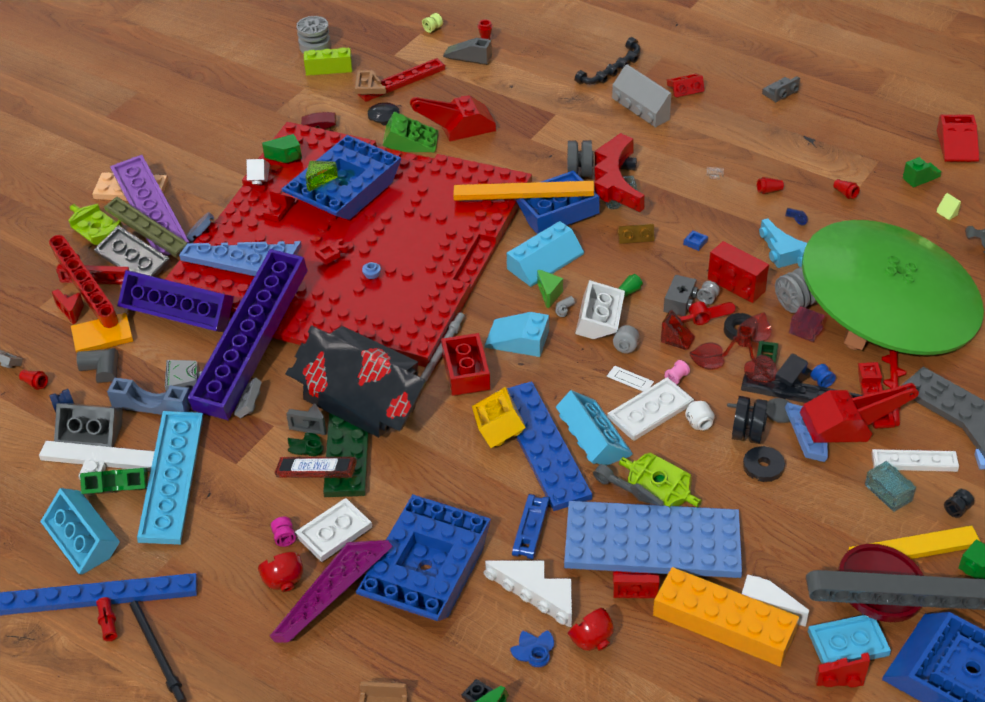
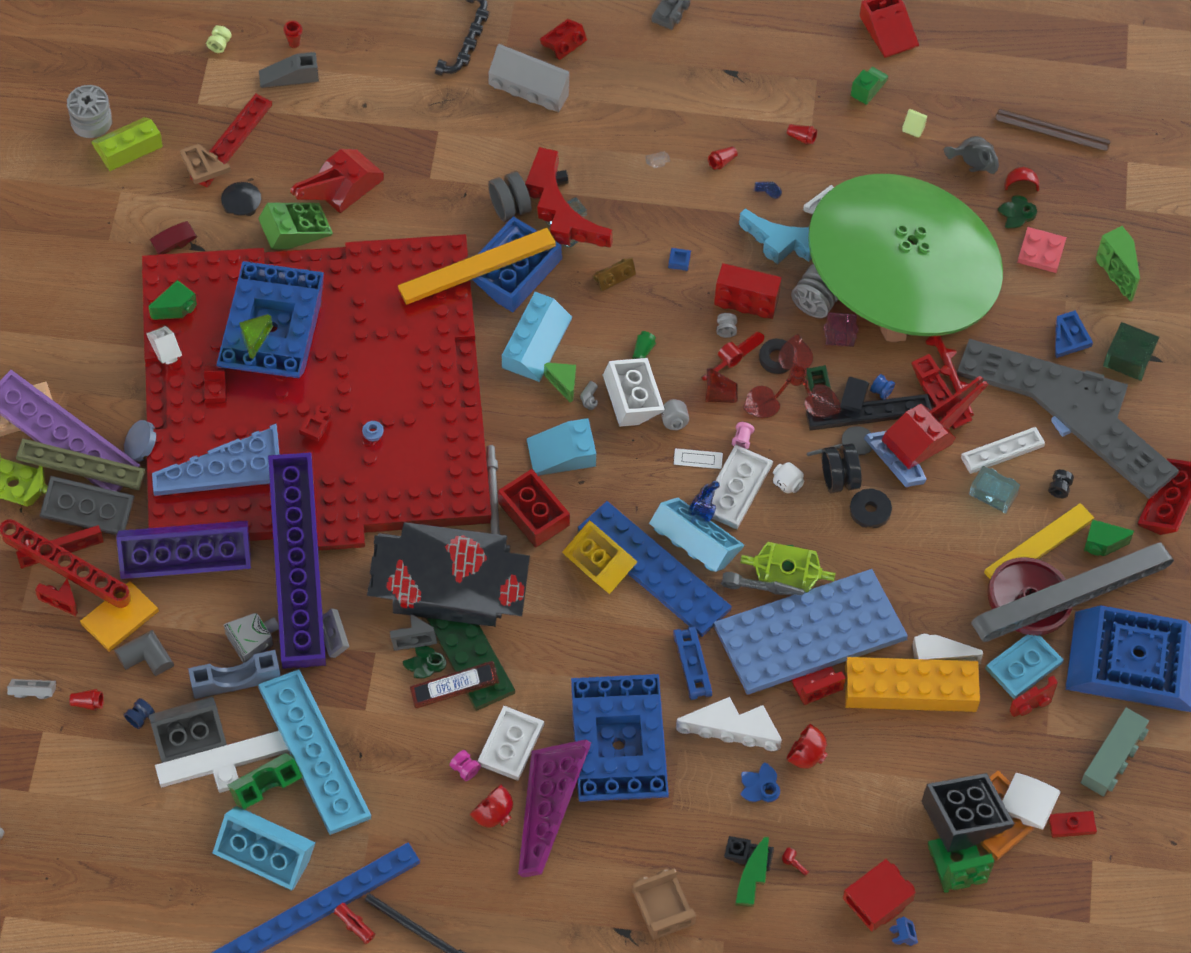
camera: 30 degrees left, 15 degrees up
(609, 407) = (702, 502): none -> clear blue piece
(680, 295) = (701, 339): dark grey brick -> none

